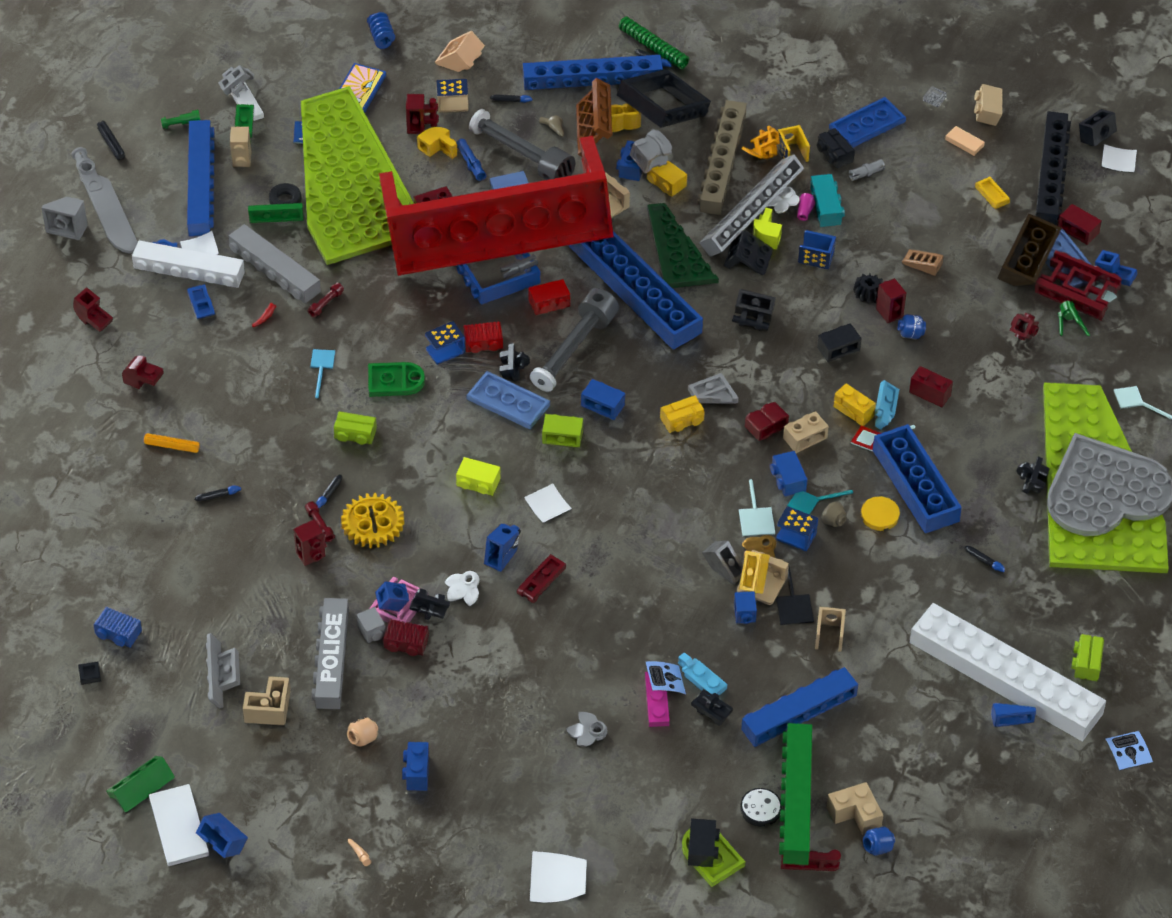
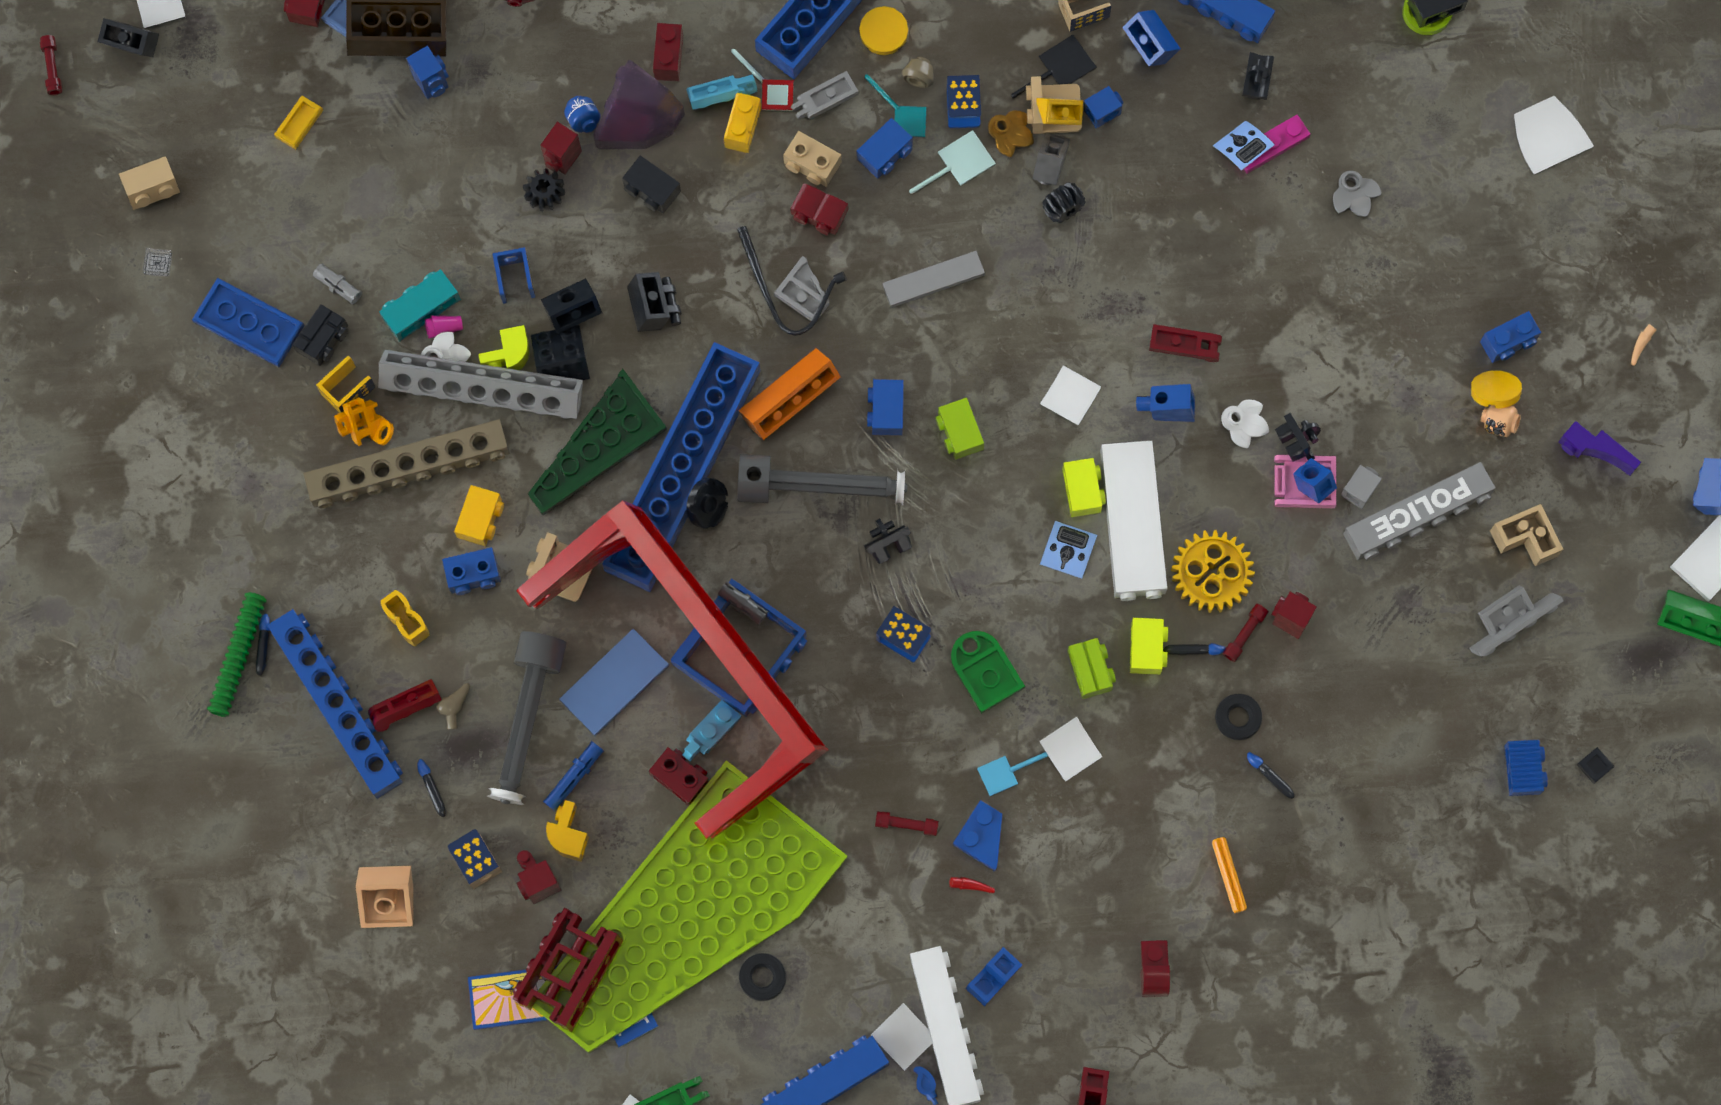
camera: 115 degrees left, 25 degrees up
(240, 147) = (719, 1075): tan brick -> none
(267, 483) = (1232, 731): none -> black tyre
(274, 263) = (886, 918): light grey brick -> none
(275, 213) = (798, 970): green plate -> none
(291, 333) = (981, 835): none -> blue wing
(301, 783) = (1579, 442): none -> dark purple slope
(311, 400) = (1070, 749): none -> white sticker
(345, 113) = (585, 977): none -> dark red fence
(348, 462) = (1147, 646): none -> neon yellow brick
(381, 30) = (396, 1024): blue piece -> none
(385, 736) = (1496, 389): none -> yellow tile
(406, 637) = (1353, 442): dark red brick -> none
(437, 493) = (1133, 520): none -> white brick
(443, 457) = (1068, 549): none -> light blue sticker
(483, 337) = (867, 596): red brick -> none
(508, 400) = (942, 520): medium blue tile -> none
(549, 297) = (760, 552): red brick -> none
(569, 101) = (403, 705): none -> dark red plate
(595, 113) = (424, 636): dark orange fence -> none
(598, 275) = (707, 503): none -> black tile
(632, 91) = (317, 560): black window -> none
(644, 350) = (789, 393): none -> orange brick
(651, 151) = (470, 533): light grey piece -> none
(678, 464) = (933, 279): none -> light grey tile
(682, 414) = (861, 306): yellow brick -> none
(685, 549) = (1063, 202): none -> black gear
(701, 675) = (1217, 110): medium azure hinge -> none
(747, 376) = (753, 260): none -> black piece
(777, 268) = (571, 306): none -> black brick
(779, 655) = (1151, 38): none -> blue brick
(848, 460) = (825, 96): none -> light grey hinge
(889, 347) = (637, 111): none -> clear purple brick
(932, 264) = (461, 130): medium nougat slope -> none
(965, 140) = (222, 192): light nougat tile -> none
(985, 255) = (428, 72): none -> blue brick
(1052, 167) = (215, 77): black brick -> none
(1086, 89) = (53, 83): none -> dark red bar

